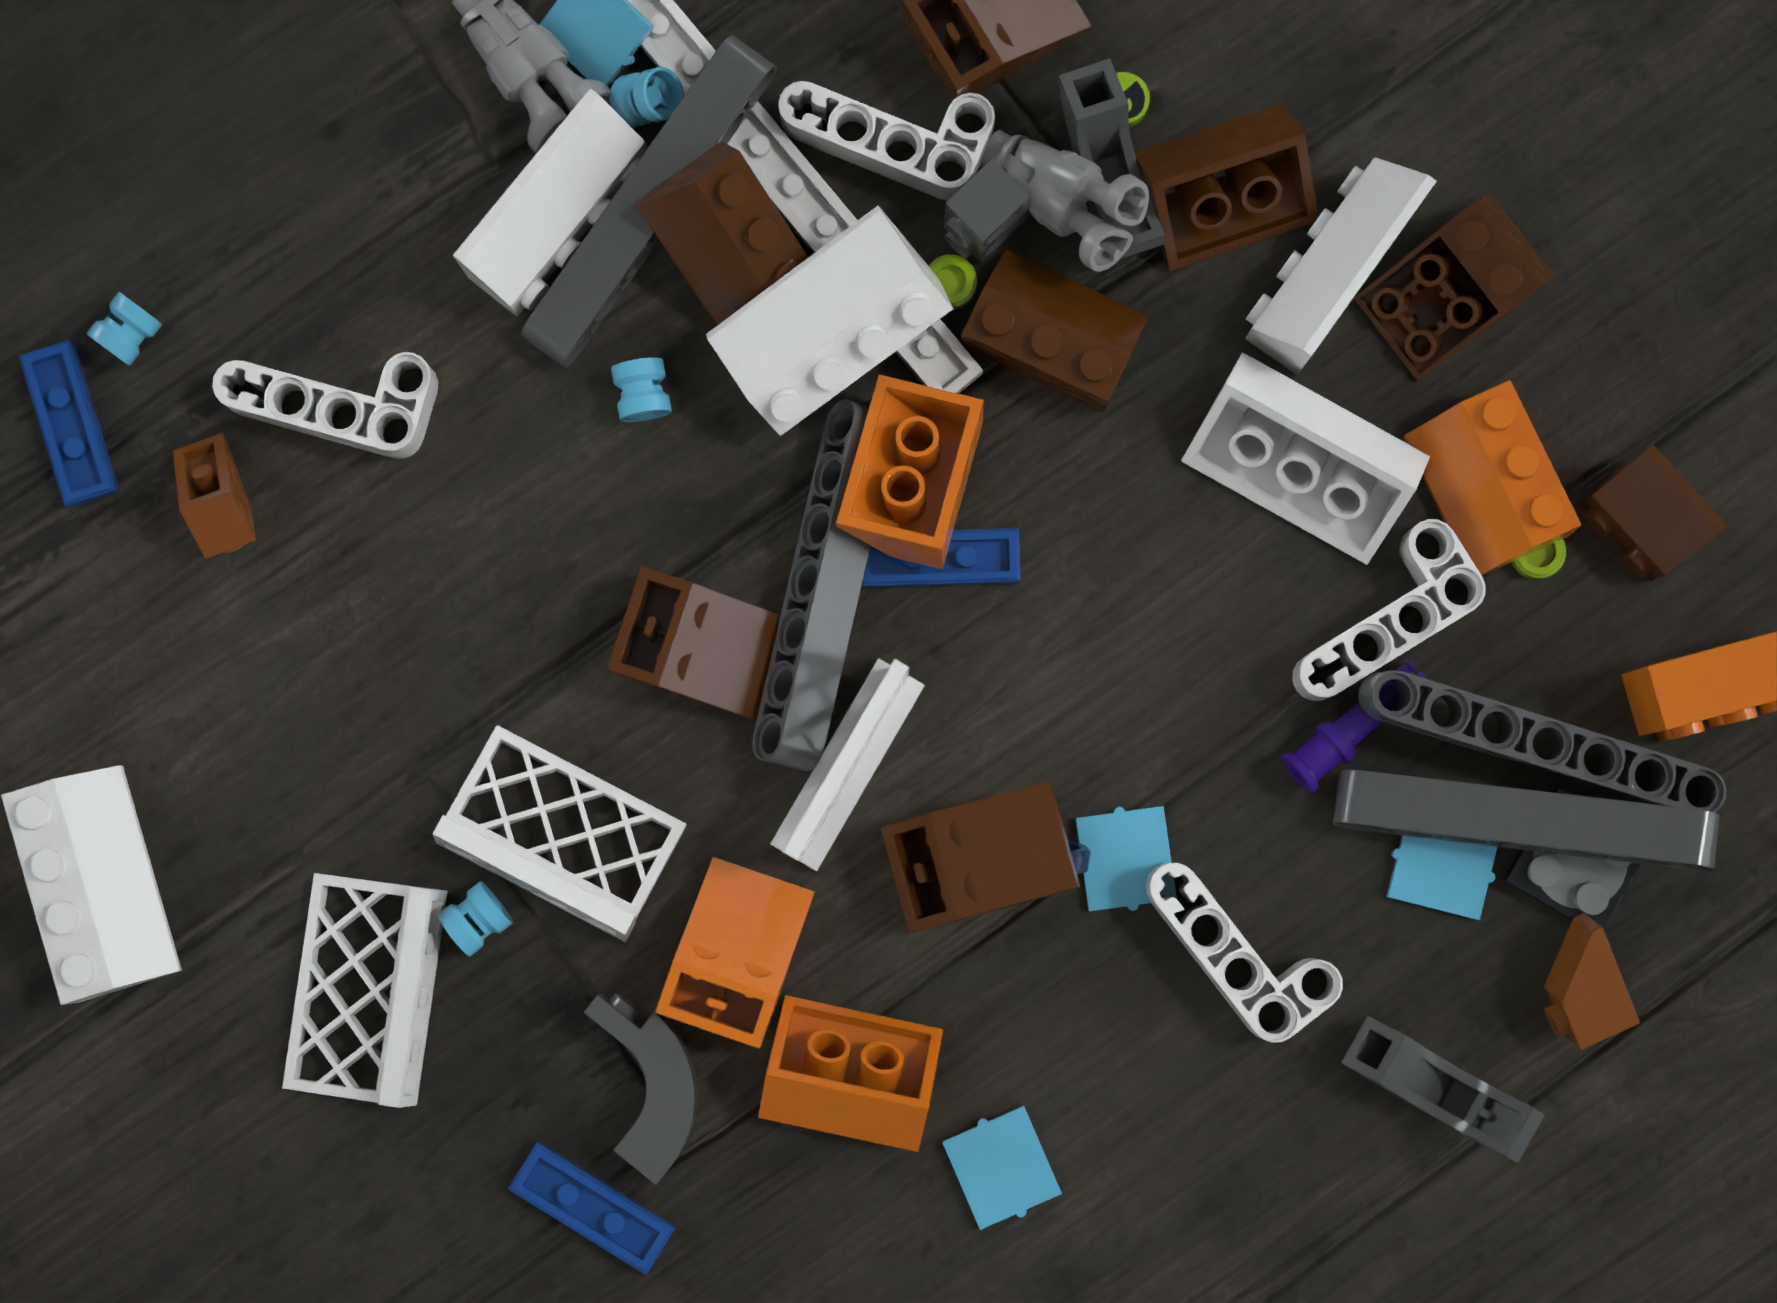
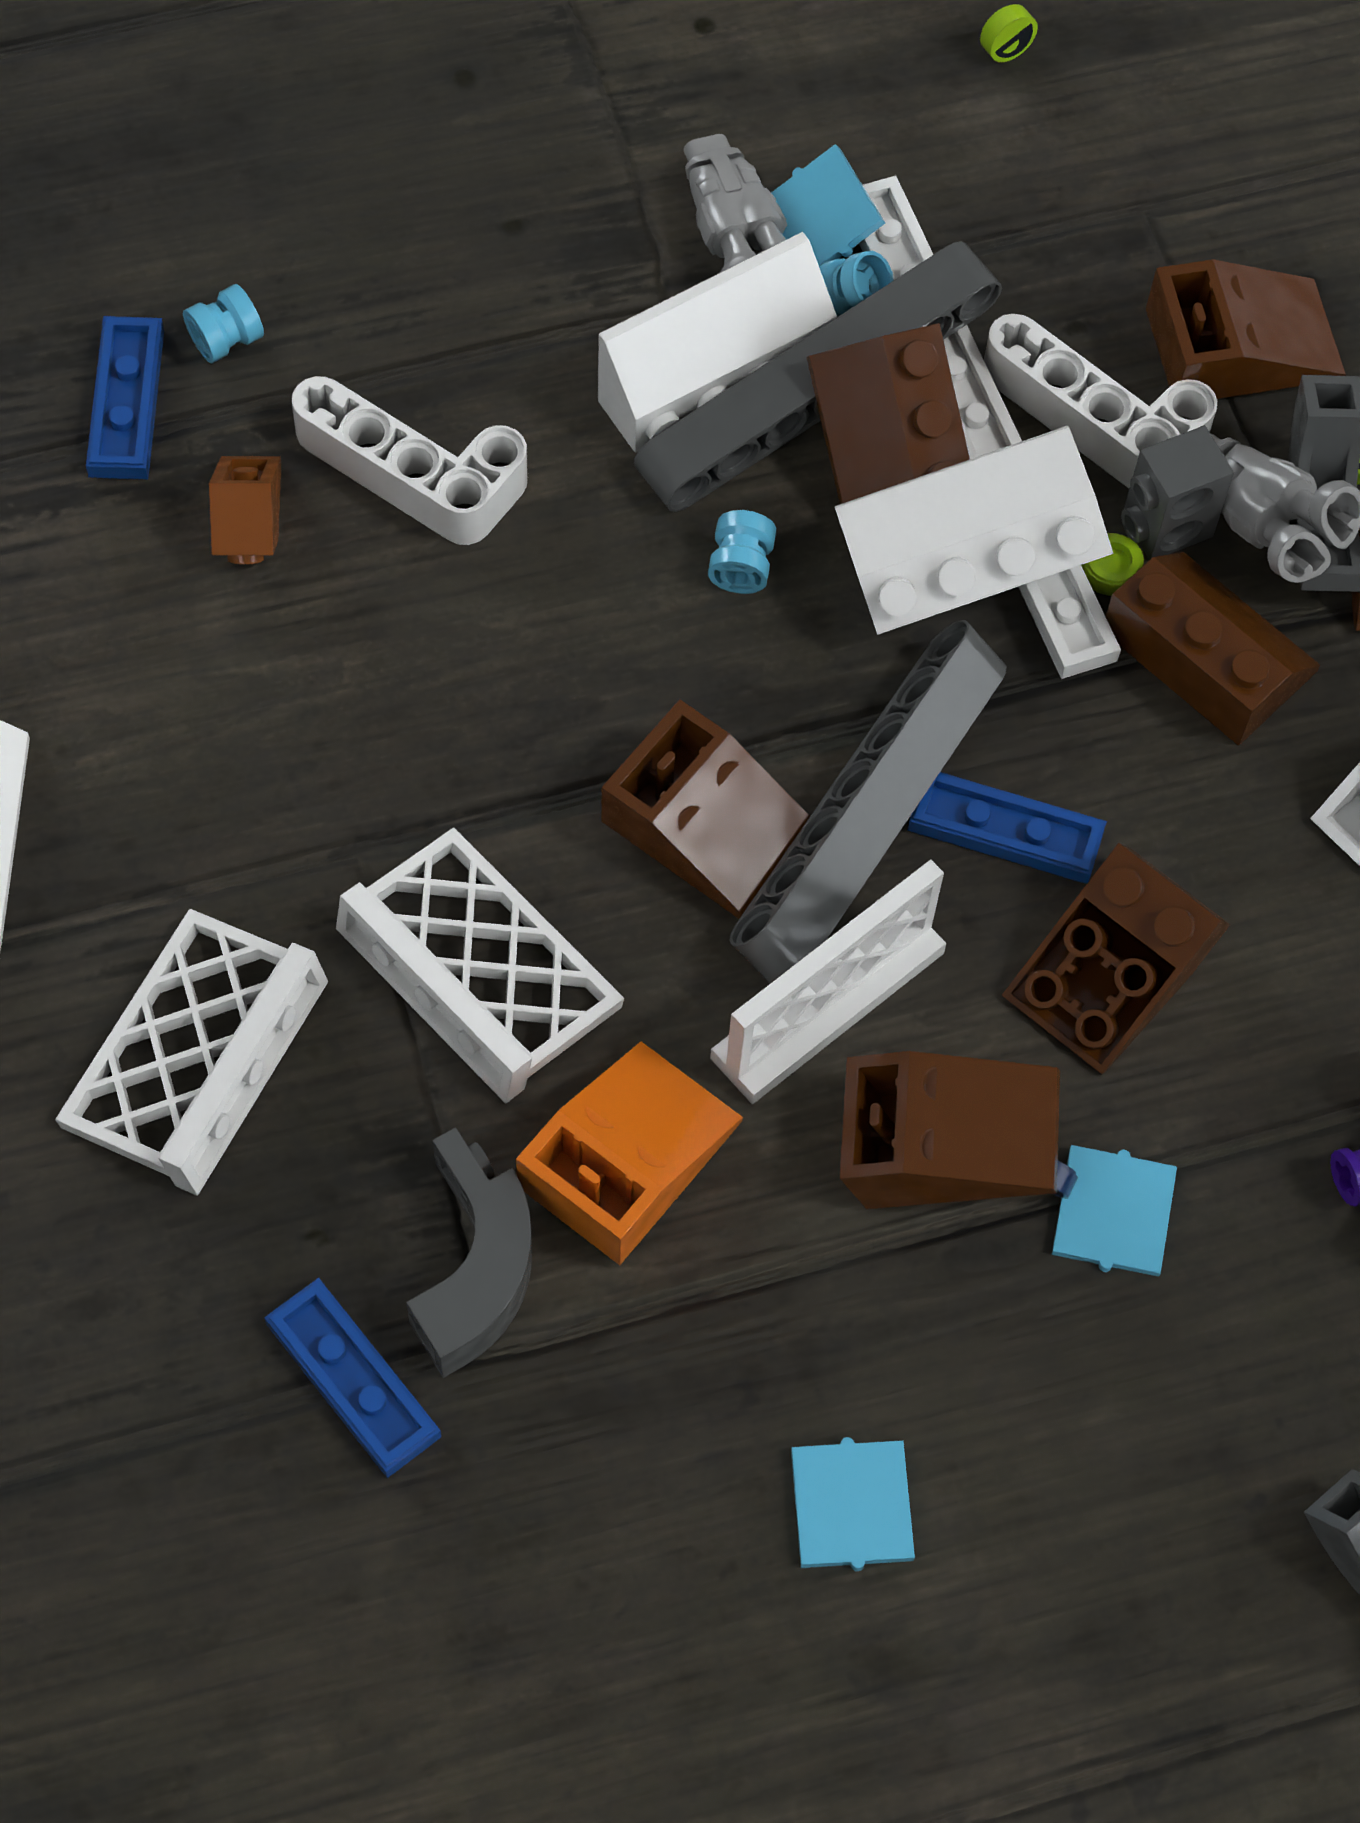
camera: 15 degrees right, 20 degrees down
(483, 909) = (362, 1005): medium azure wheel -> none
(851, 1073) = (711, 1327): orange slope -> none
(911, 470) = (1011, 711): orange slope -> none
(1064, 648) = (1115, 958): none -> reddish brown slope
(1231, 944) = (1215, 1340): white beam -> none

